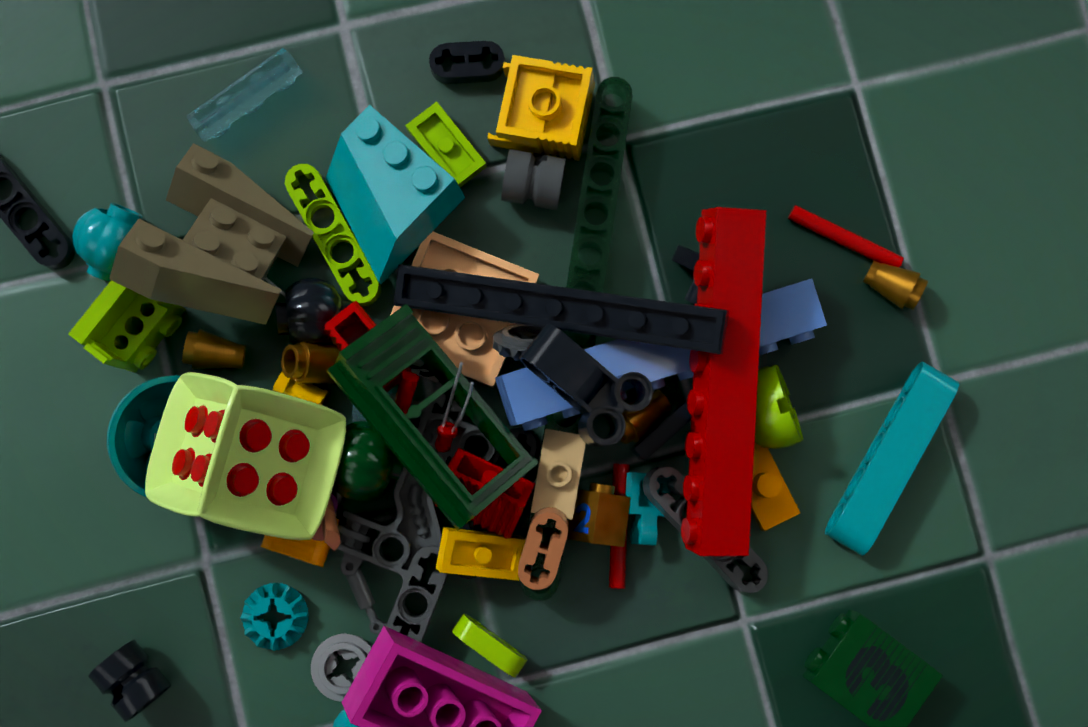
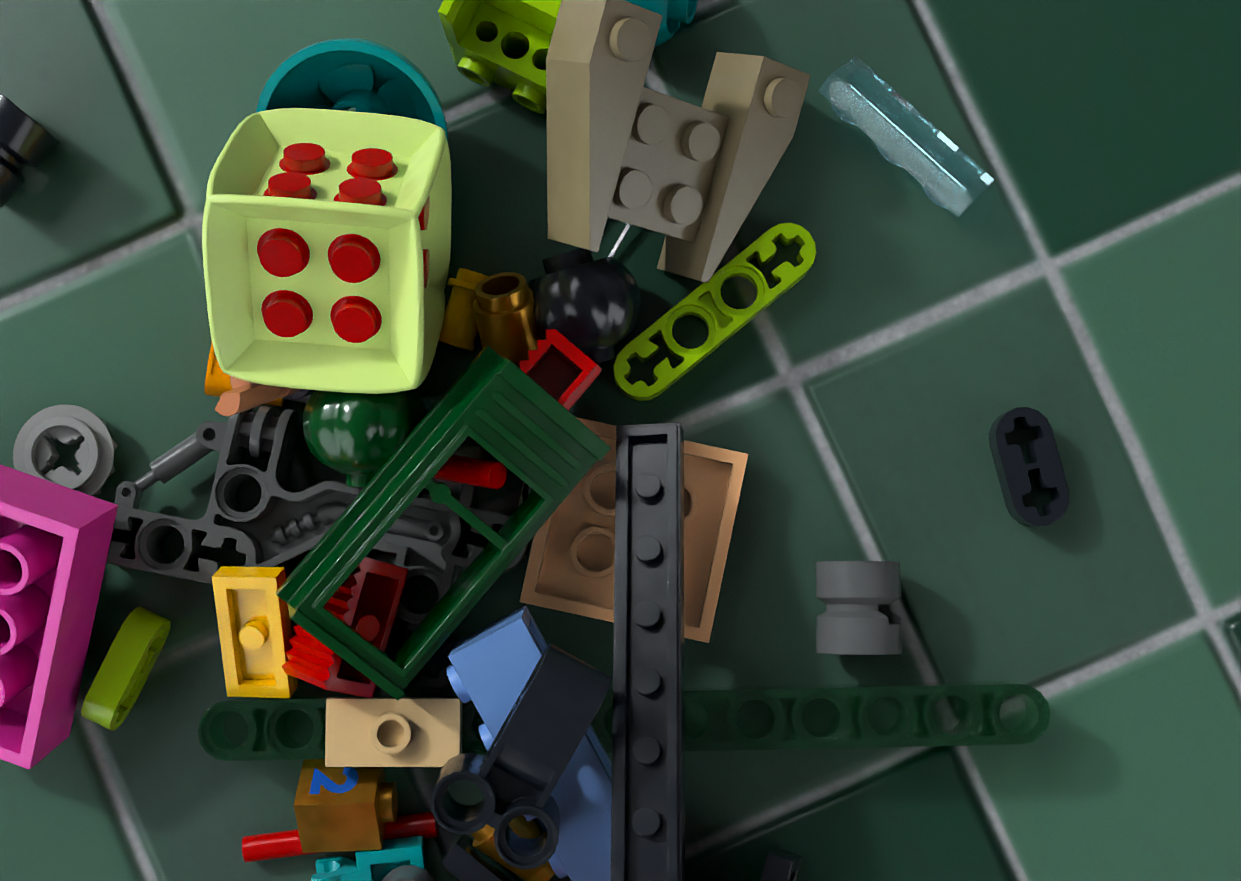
camera: 90 degrees right, 0 degrees up
(210, 351) = (501, 167): pearl gold cone -> none
(288, 602) = (147, 353): teal gear -> none
(388, 190) = (794, 384): teal wedge -> none
(446, 144) = (886, 459): lime plate -> none
(447, 430) = (431, 548): piece -> none
(514, 339) = (589, 630): dark grey gear -> none
(544, 107) = (978, 604): yellow piece -> none
(552, 551) = (271, 743): nougat beam -> none

